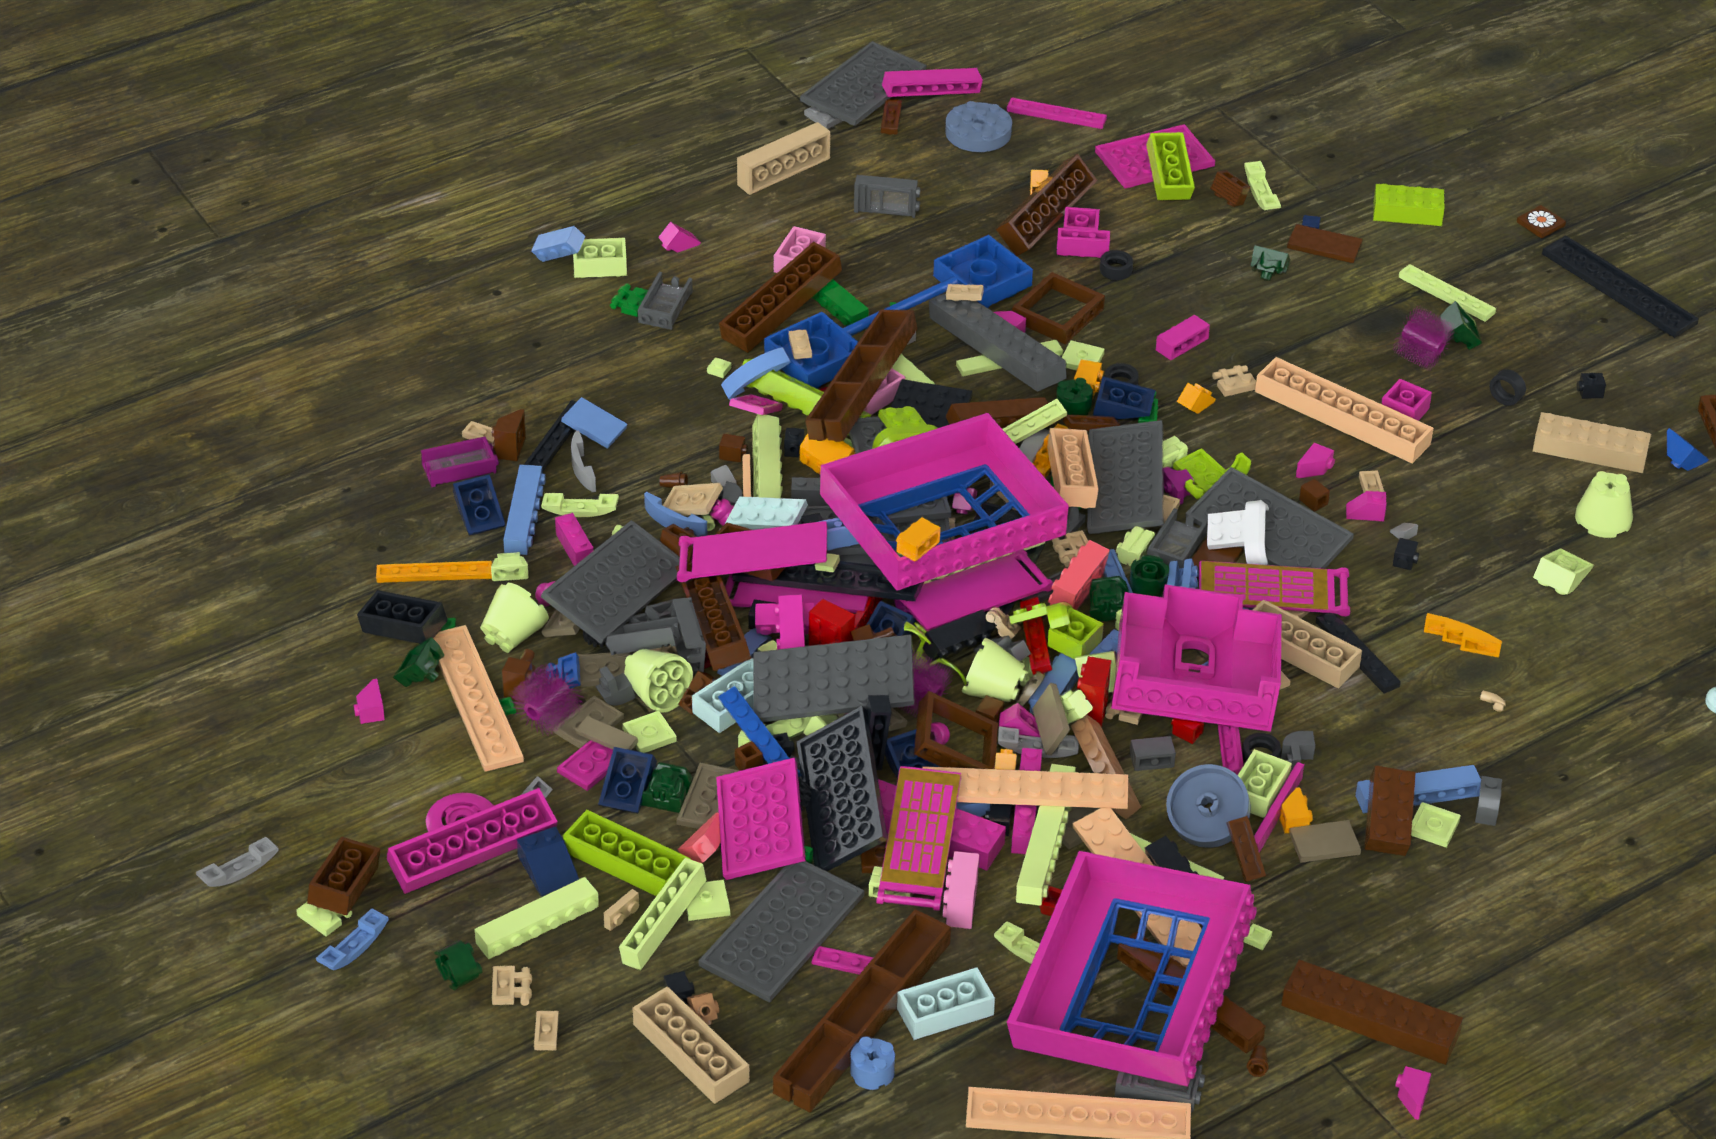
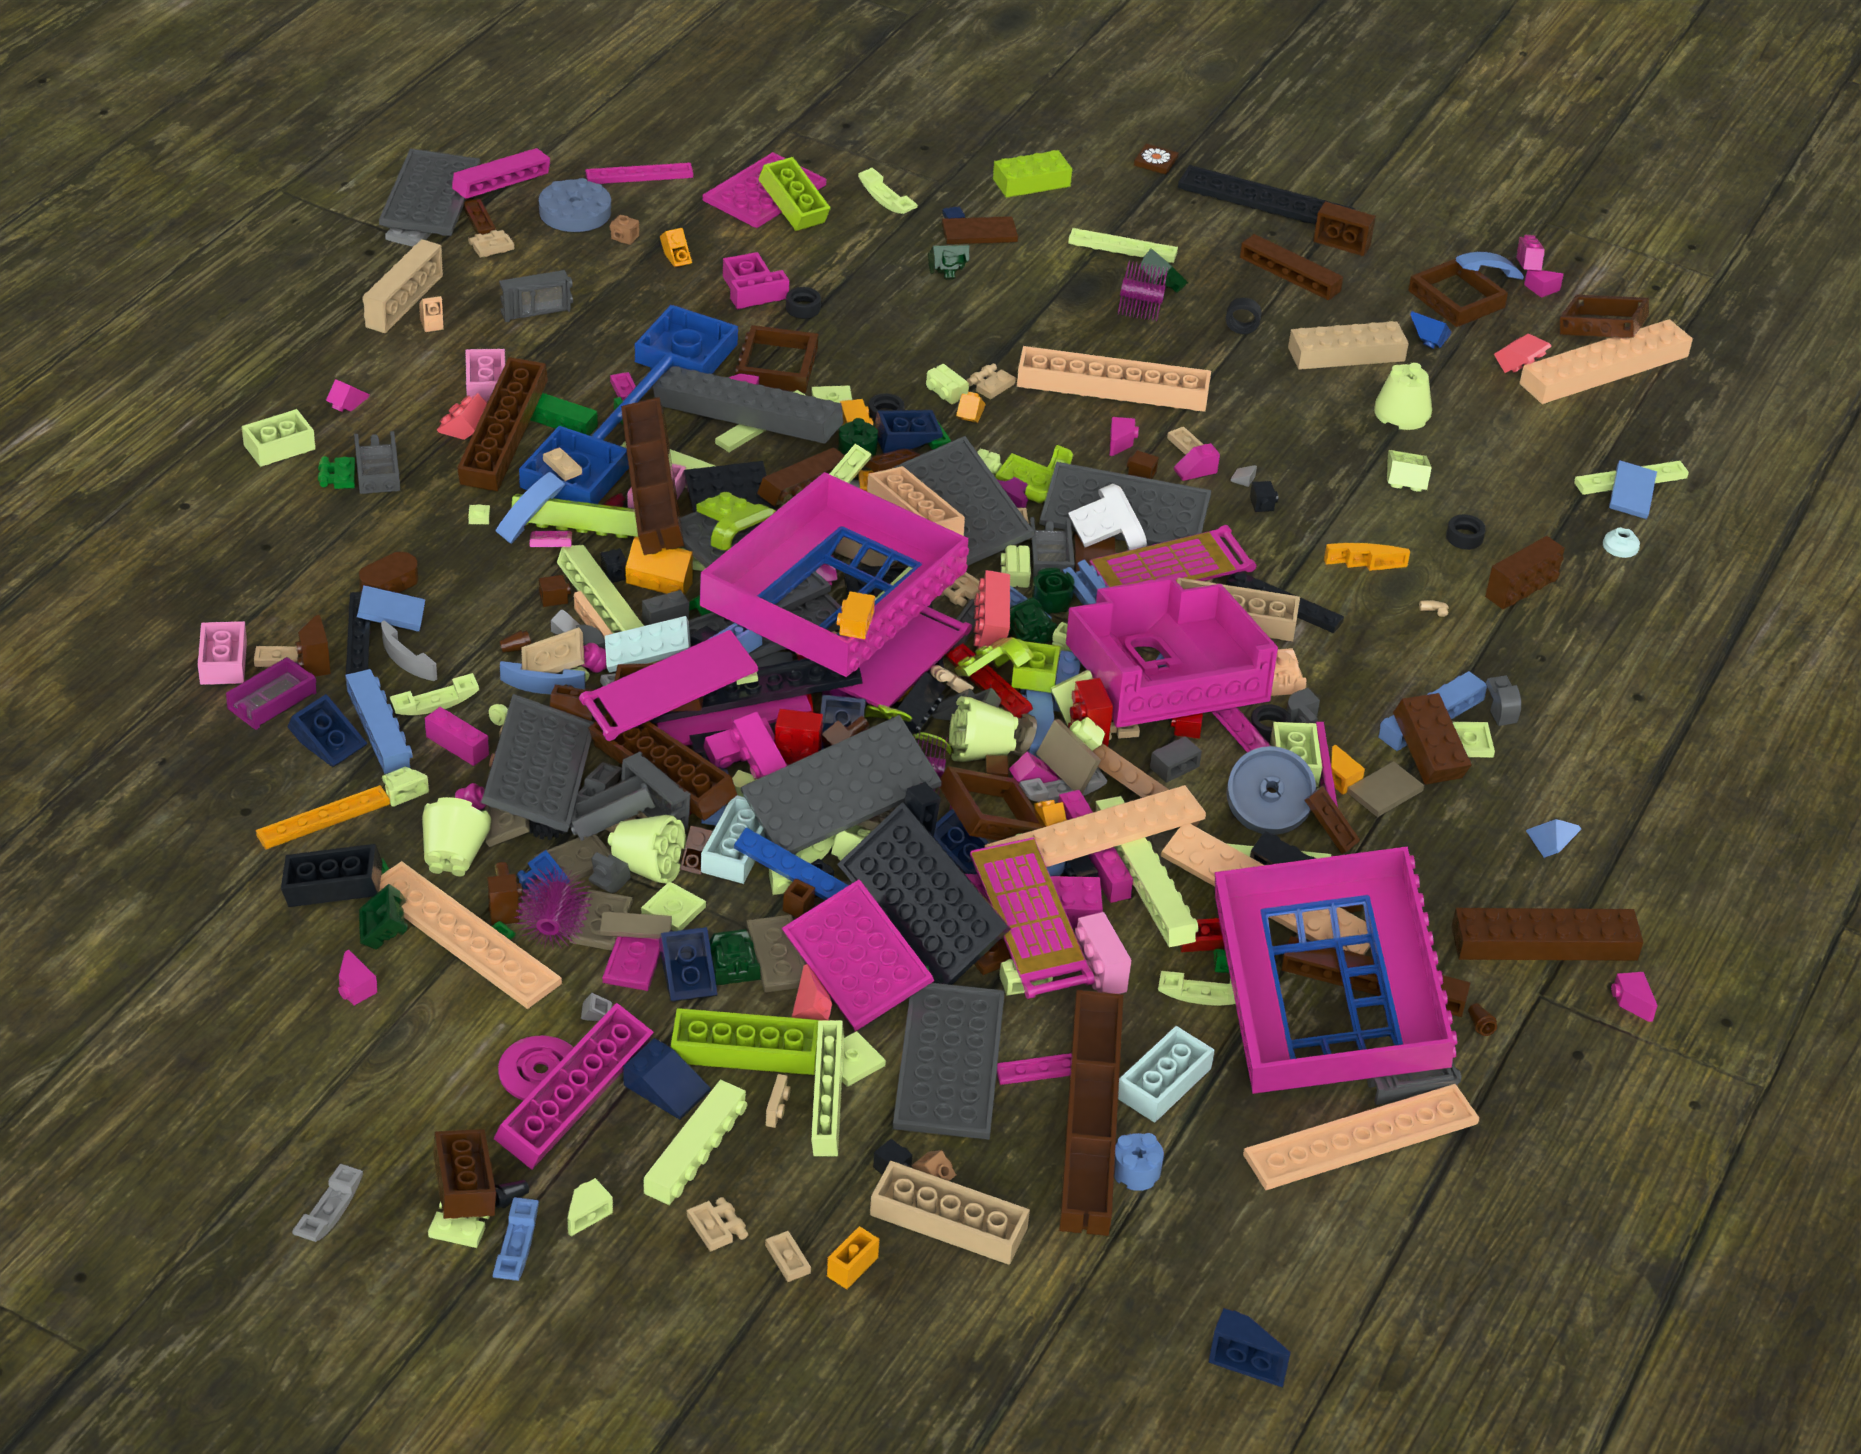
camera: 30 degrees left, 0 degrees up
(376, 902) = (507, 1191): none -> black cone
(421, 936) = (589, 1205): none -> yellowish green slope
(440, 418) = (222, 653): none -> bright pink brick
(457, 964) = (652, 1221): dark green brick -> none
(558, 243) = (228, 434): medium blue brick -> none
(591, 1049) = (853, 1257): none -> light orange brick
(613, 395) = (390, 573): none -> reddish brown brick
(755, 281) = (463, 417): none -> coral slope
(791, 188) = (431, 314): none -> light nougat slope
(886, 141) = (491, 243): none -> tan plate
(909, 290) = (622, 384): none -> dark pink plate
(964, 292) = (690, 366): tan plate -> none
(1004, 159) = (624, 229): none -> medium nougat brick
(1046, 205) = (701, 261): reddish brown brick -> none
(1182, 337) = (915, 353): dark pink brick -> none
(1190, 370) = (946, 383): none -> yellowish green brick
(1230, 188) = (861, 201): reddish brown brick -> none
(1304, 711) = (1287, 674): none -> light nougat brick
(1408, 399) = (1165, 350): dark pink brick -> none
(1445, 931) = (1552, 836): none -> medium blue slope
(1575, 633) = (1465, 522): none -> black tyre
(1591, 385) = (1309, 294): black brick -> none
(1593, 354) = (1291, 267): none -> reddish brown brick
(1597, 695) = (1524, 572): none -> reddish brown brick
(1668, 334) = (1344, 228): none -> reddish brown brick

